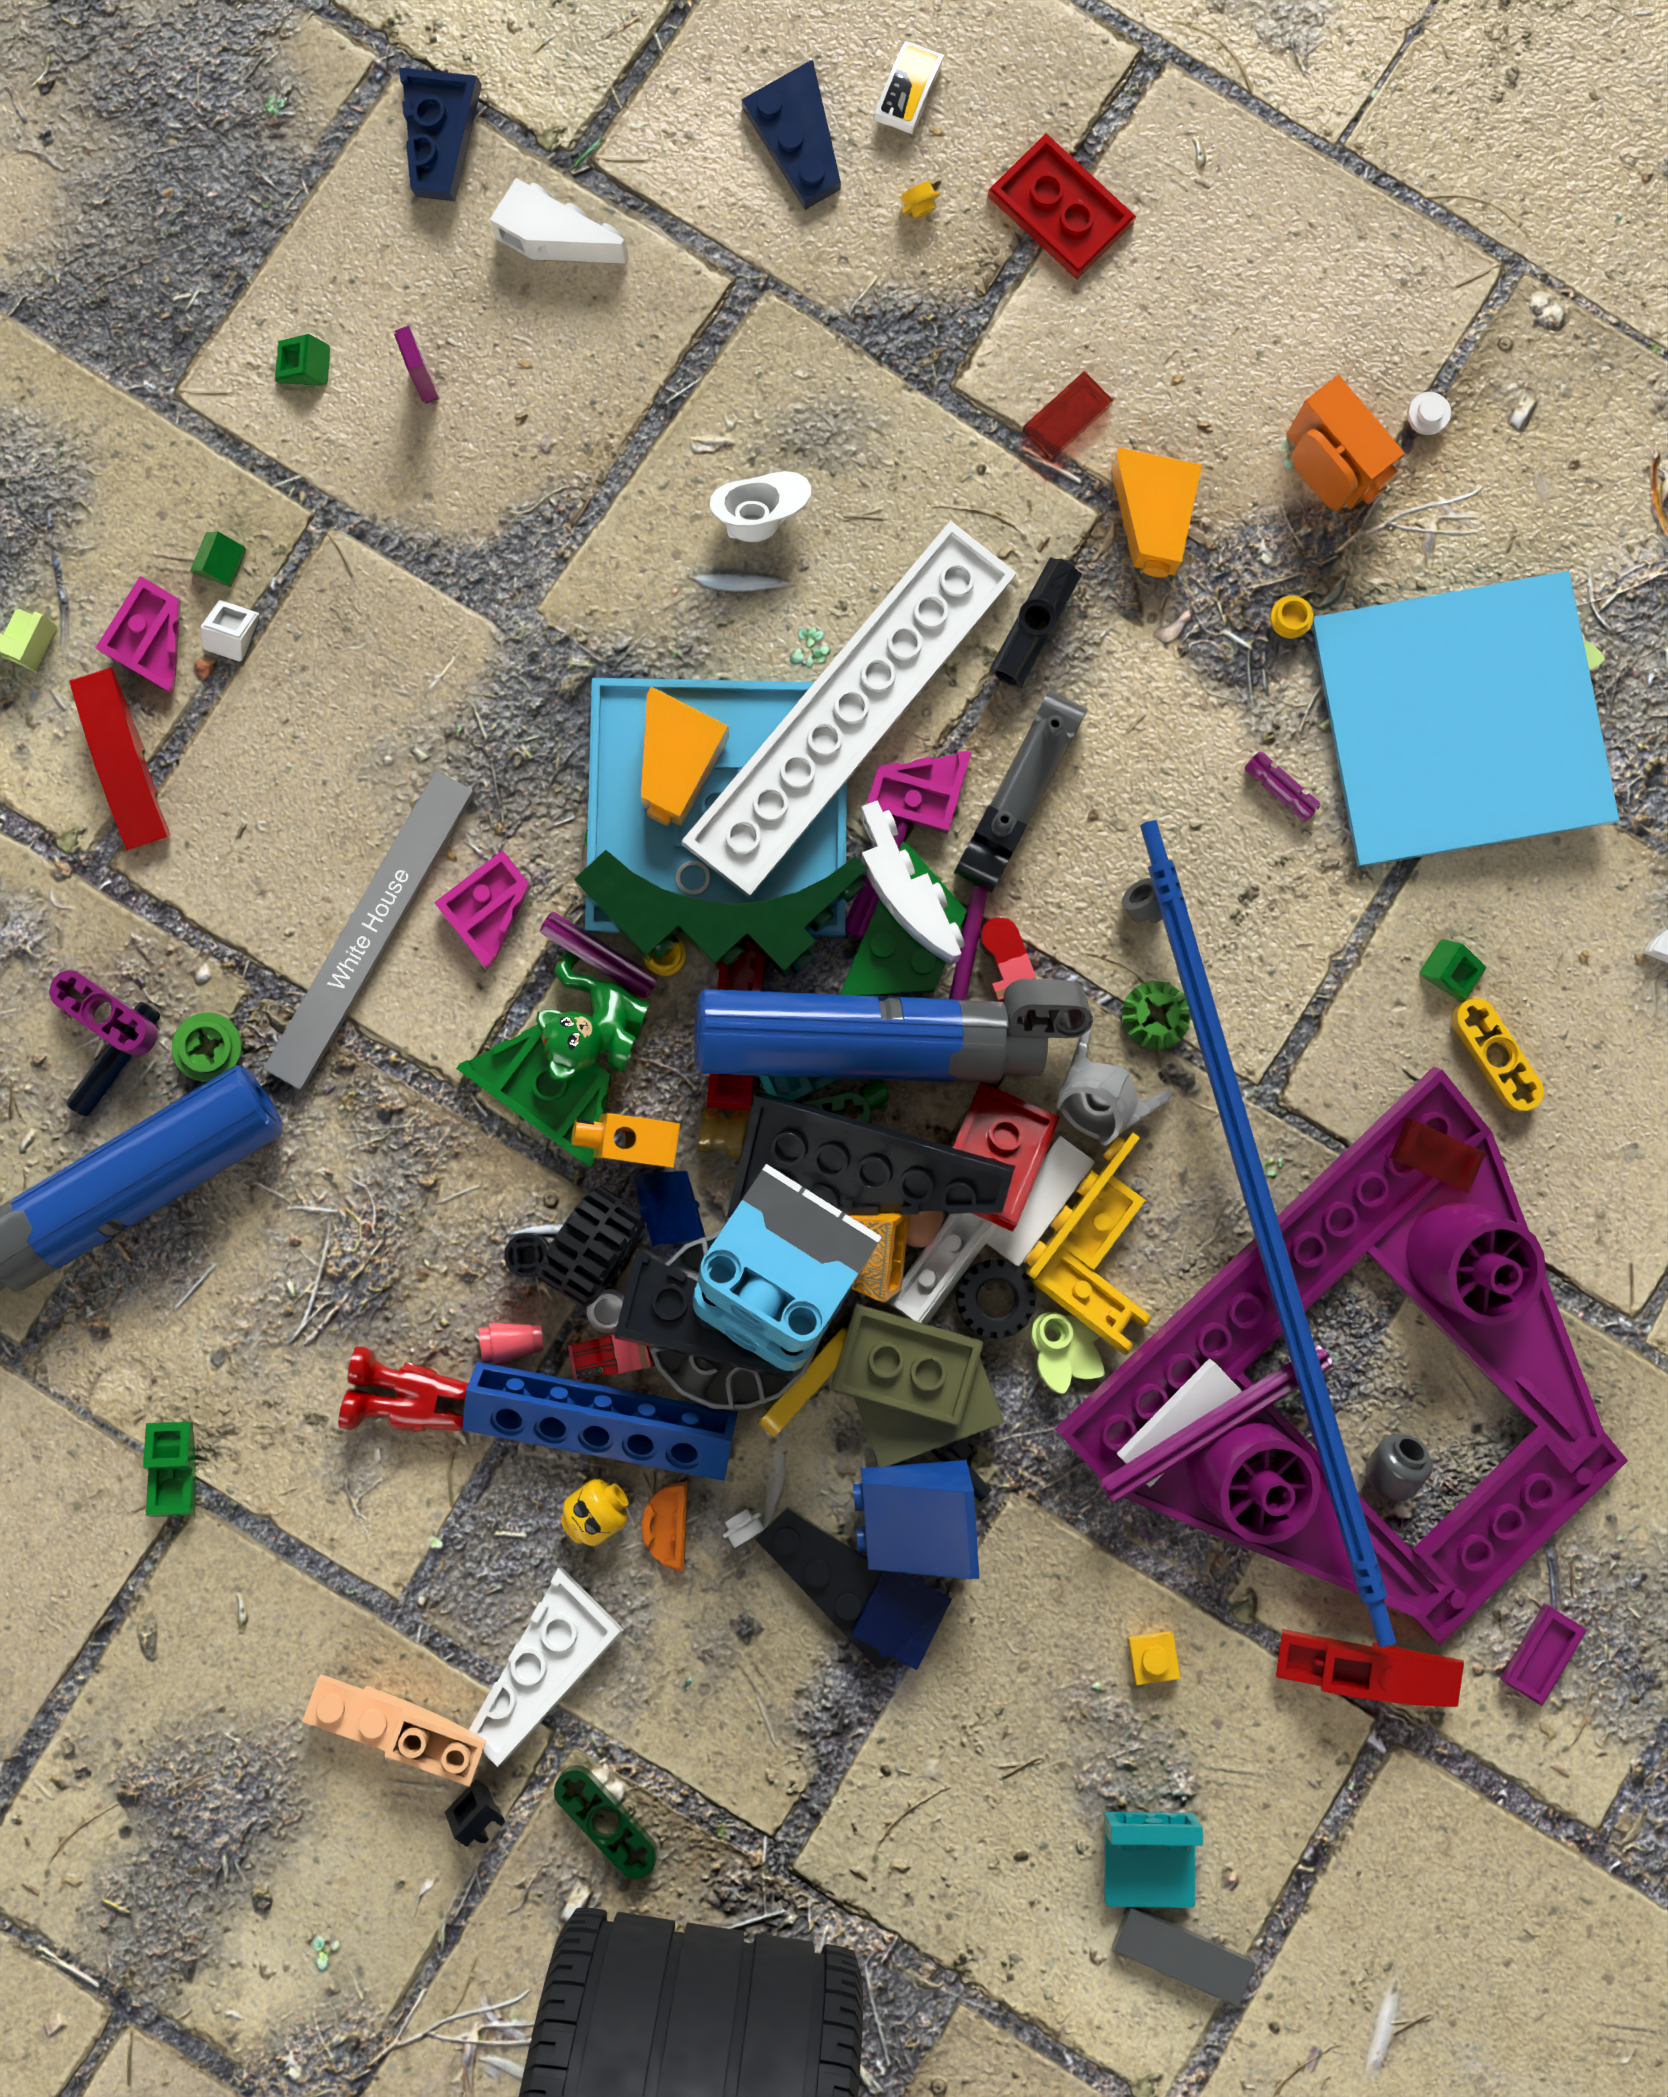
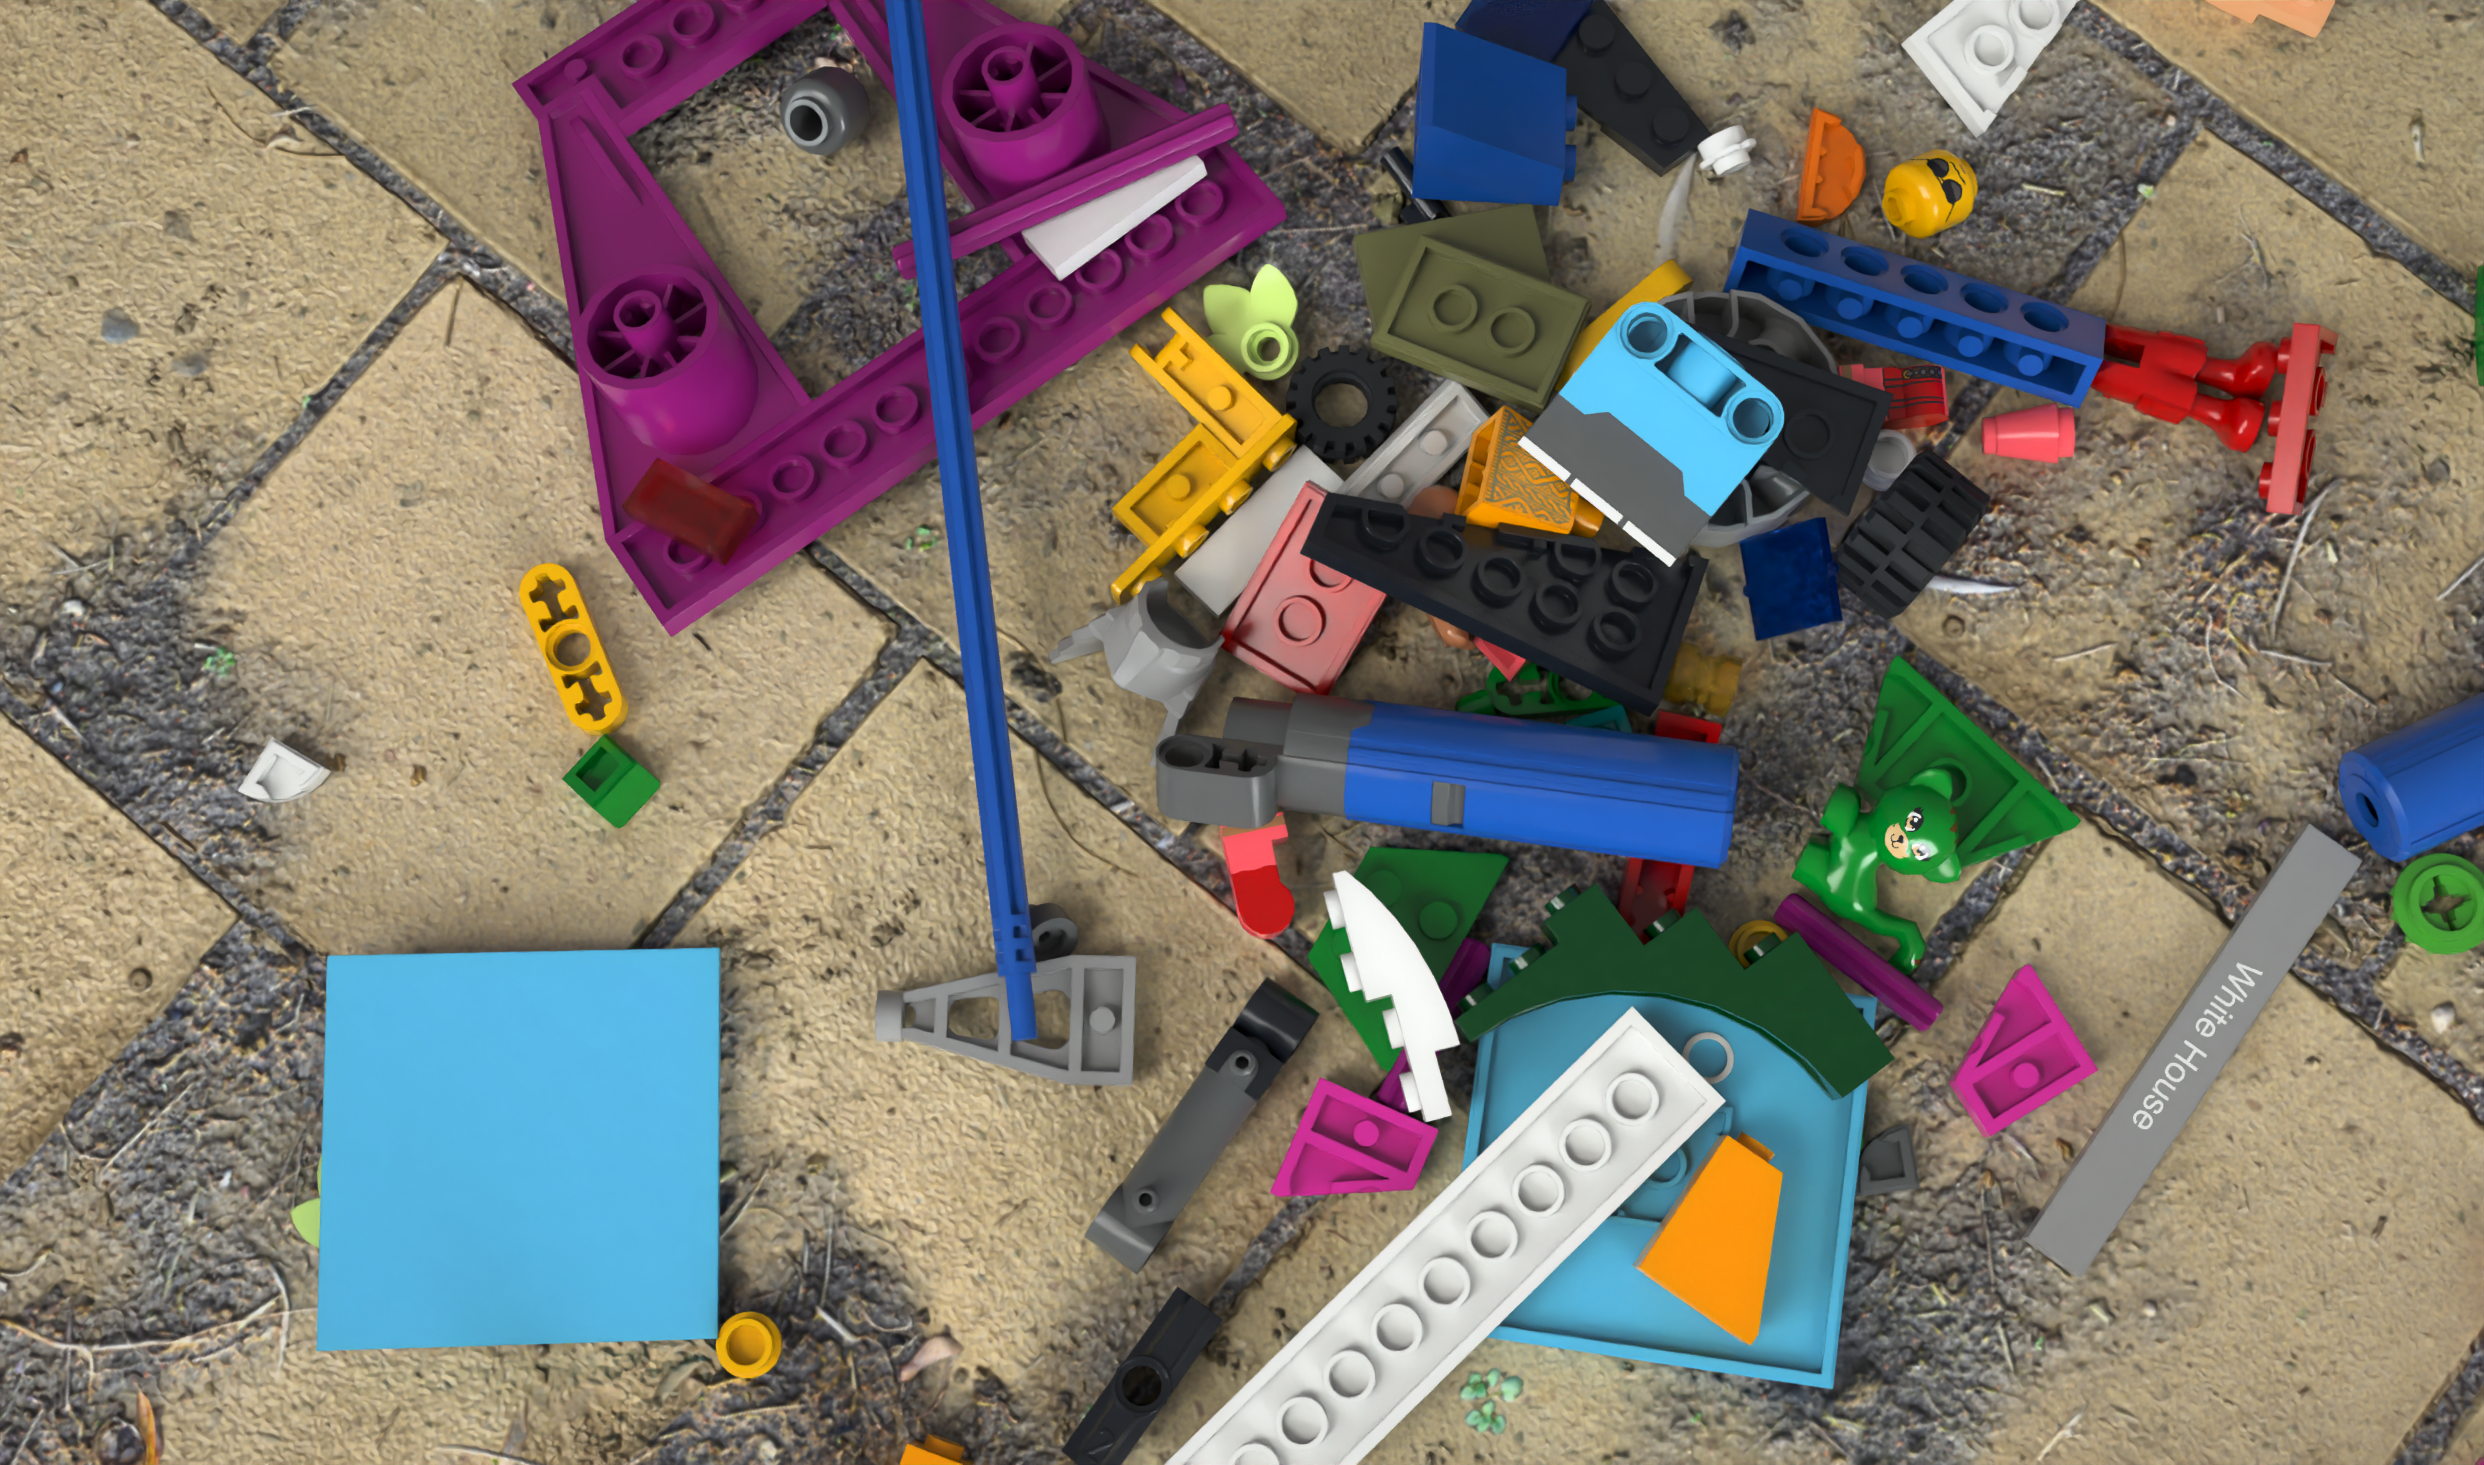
camera: 170 degrees left, 5 degrees down
(319, 1395) = (2305, 391): none -> wing
(531, 1250) = (1984, 557): black wheel -> none
(568, 827) = (1887, 1163): none -> dark grey tile
(646, 1140) = (1819, 662): light orange torso -> none
(970, 936) = (1312, 903): magenta bar -> none
(1098, 848) = (1100, 1020): none -> light grey plate
(1136, 1011) = (1081, 777): bright green gear -> none
(1282, 786) = (810, 1083): magenta axle -> none

